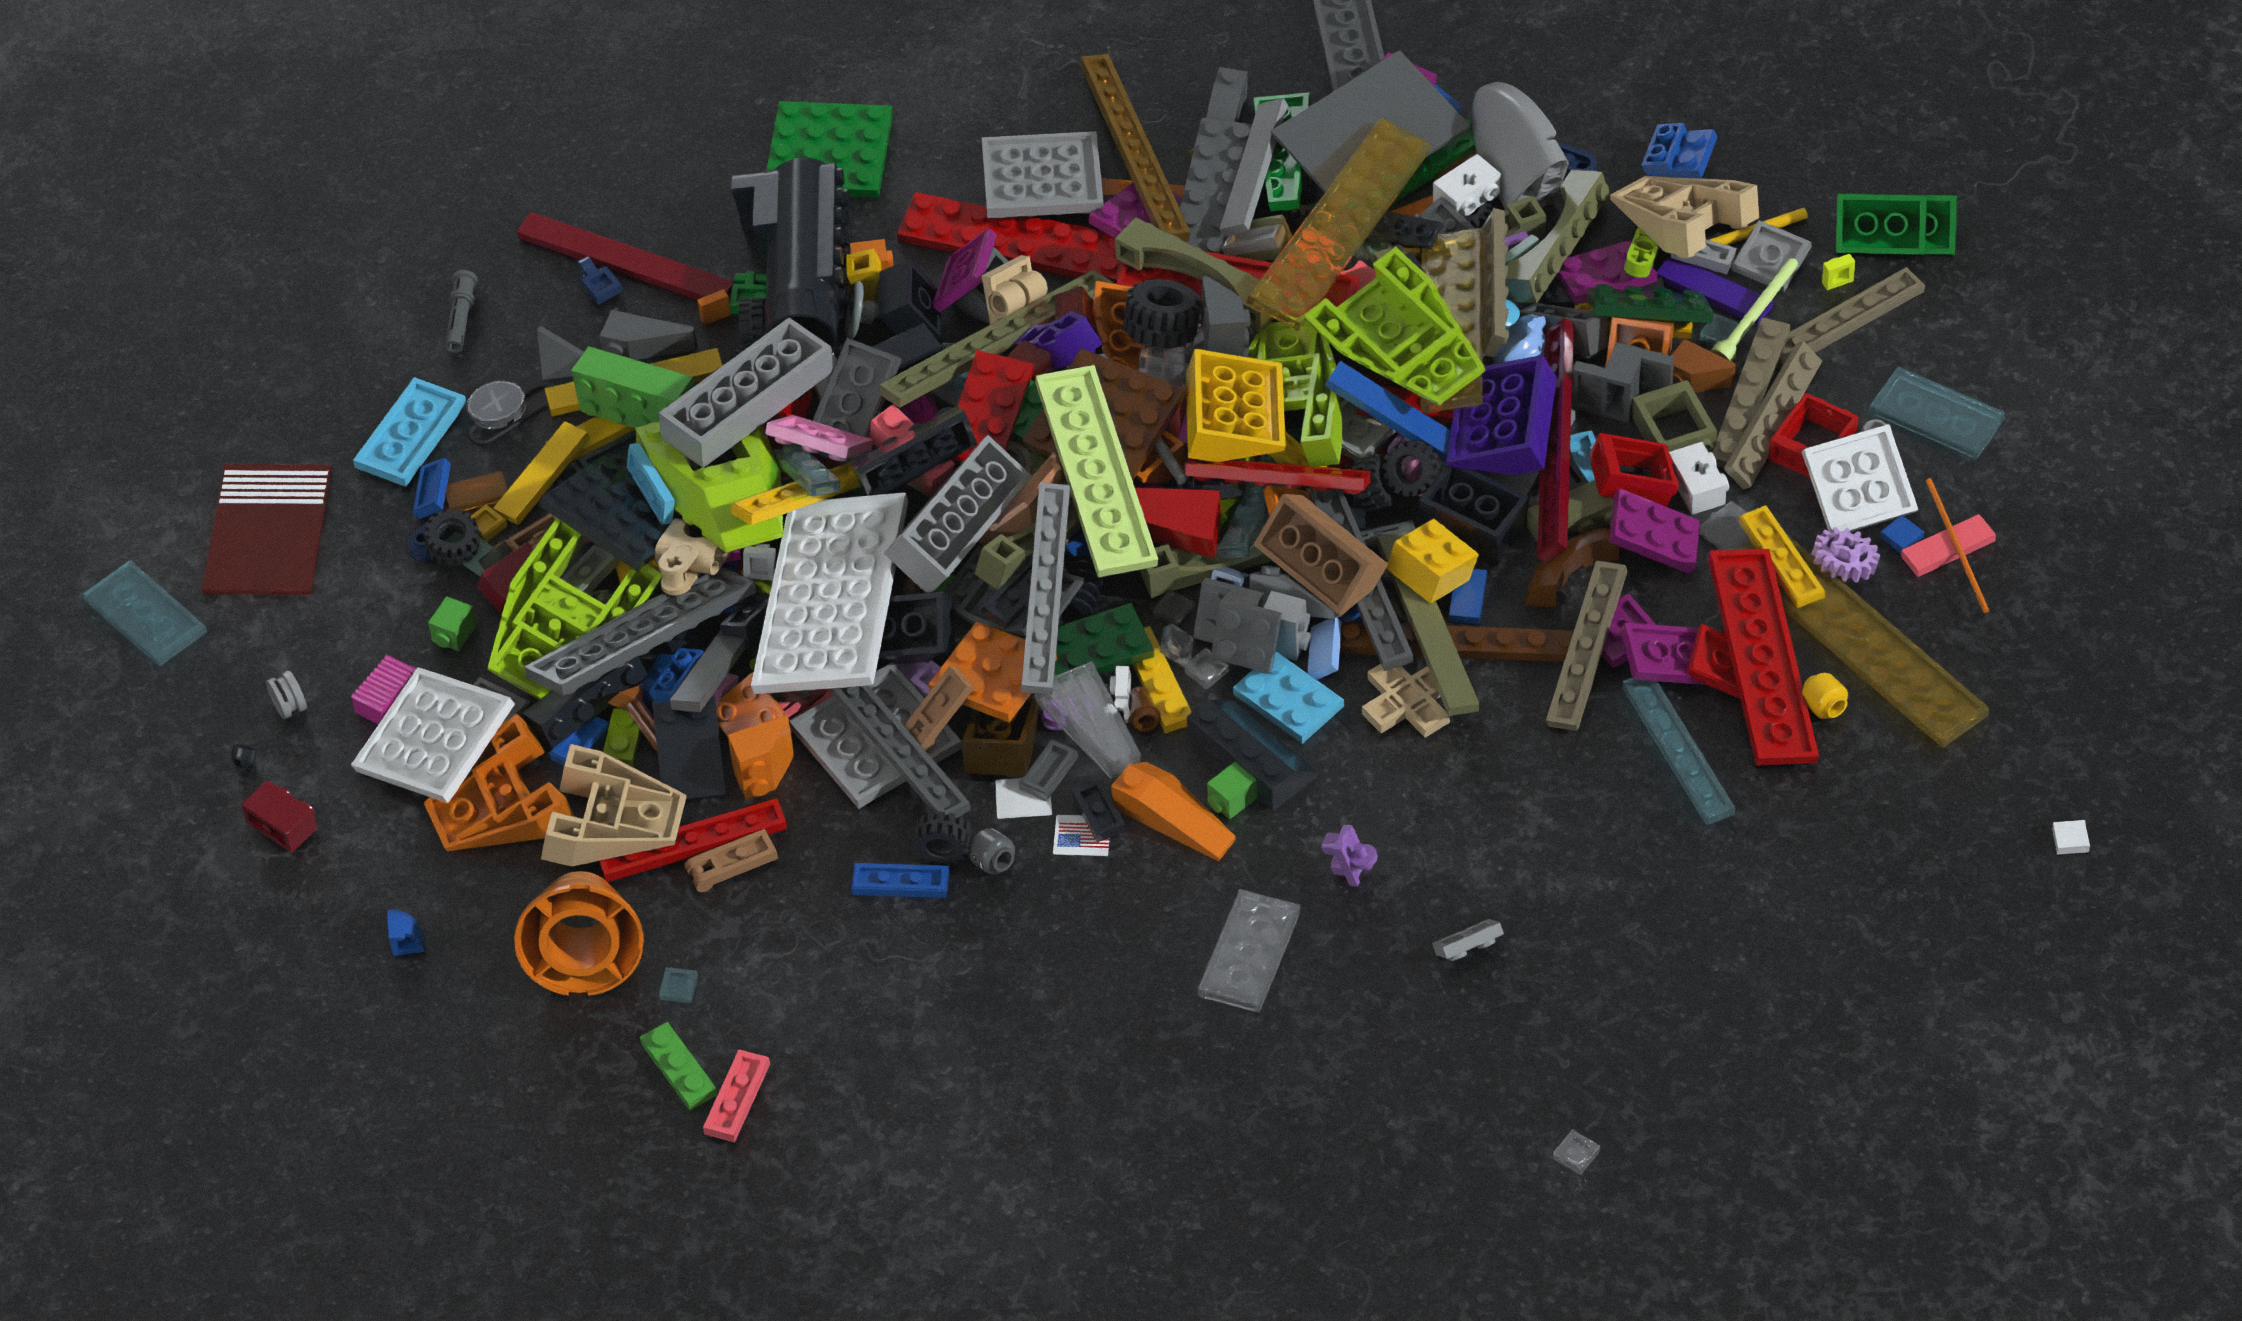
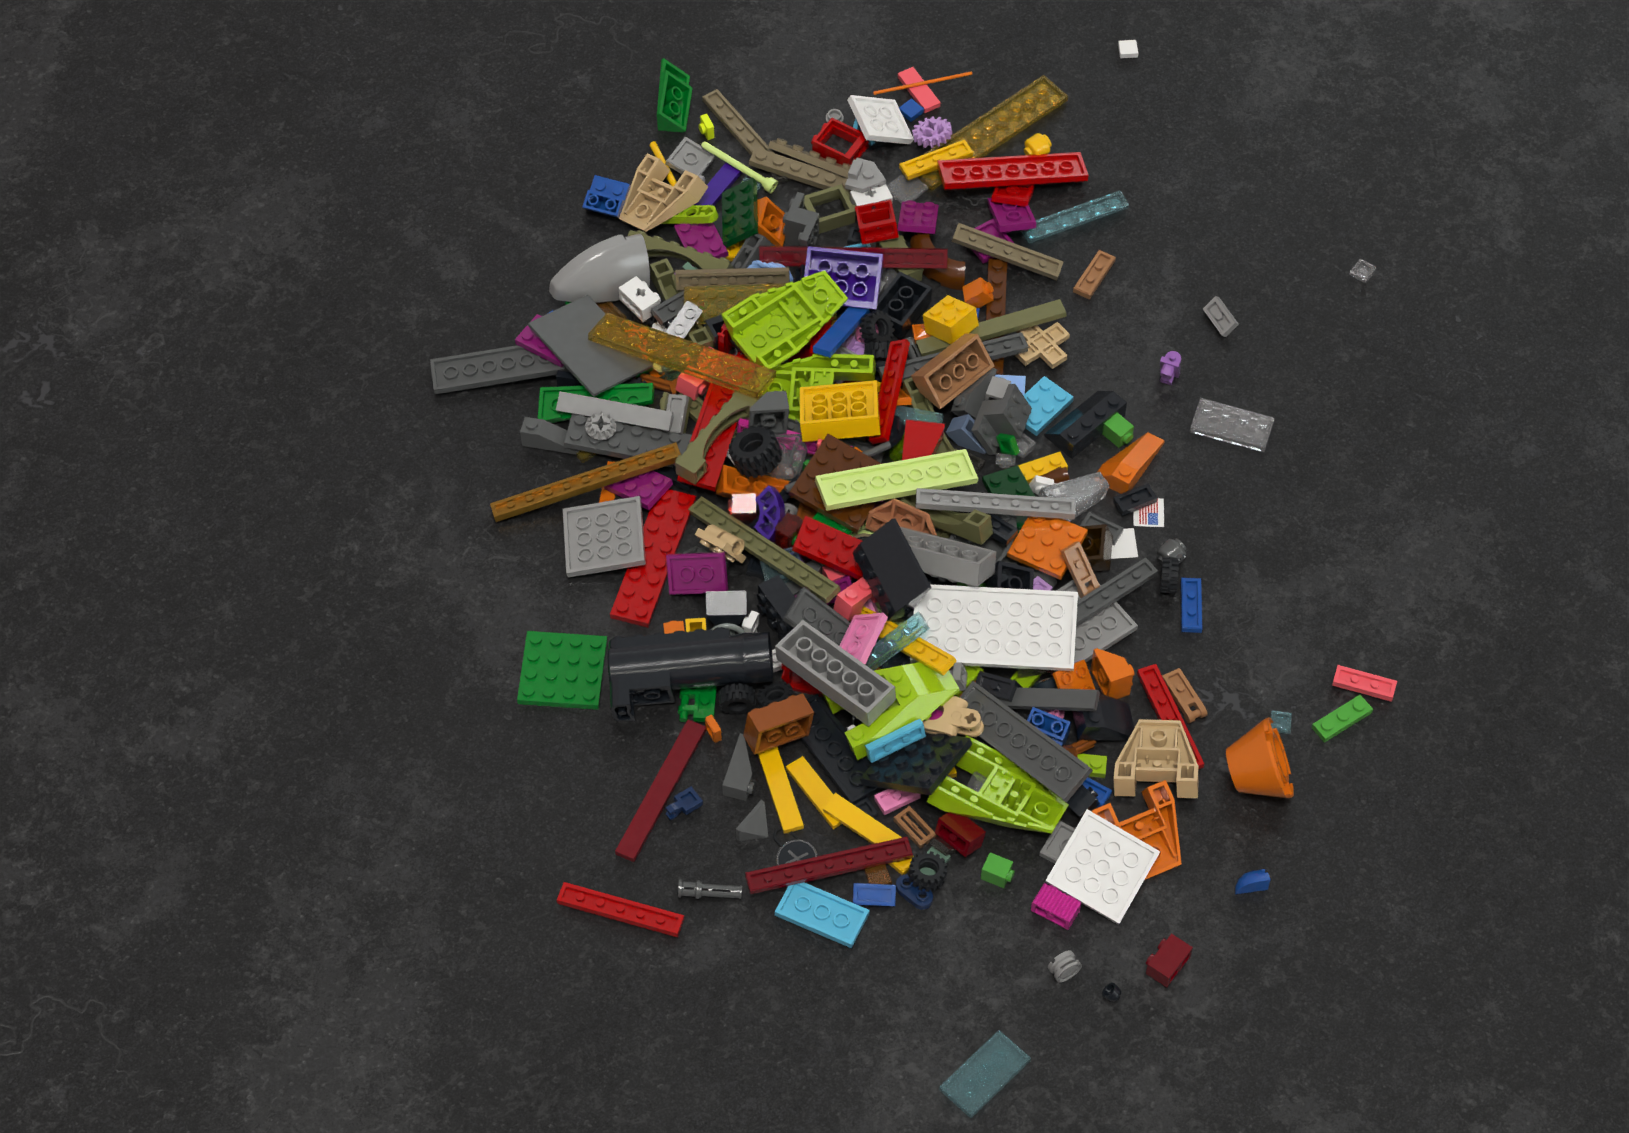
camera: 95 degrees left, 5 degrees up
(267, 529) = (905, 1002): clear red piece -> none
(440, 221) = (620, 909): none -> red plate
(476, 432) = (828, 865): none -> dark red tile
(625, 388) = (811, 758): bright green brick -> none
(685, 340) = (778, 723): none -> dark orange brick
(870, 330) = (751, 623): none -> white plate
(1198, 641) = (1007, 444): none -> green tile
(1235, 155) = (593, 430): none -> light grey gear
(1501, 608) = (978, 293): none -> orange brick
(1560, 775) = (1094, 274): none -> medium nougat tile
(1702, 368) = (783, 193): dark orange slope -> none
(1730, 452) = (863, 176): none -> light grey plate
(1937, 412) = (816, 89): clear light blue tile -> none

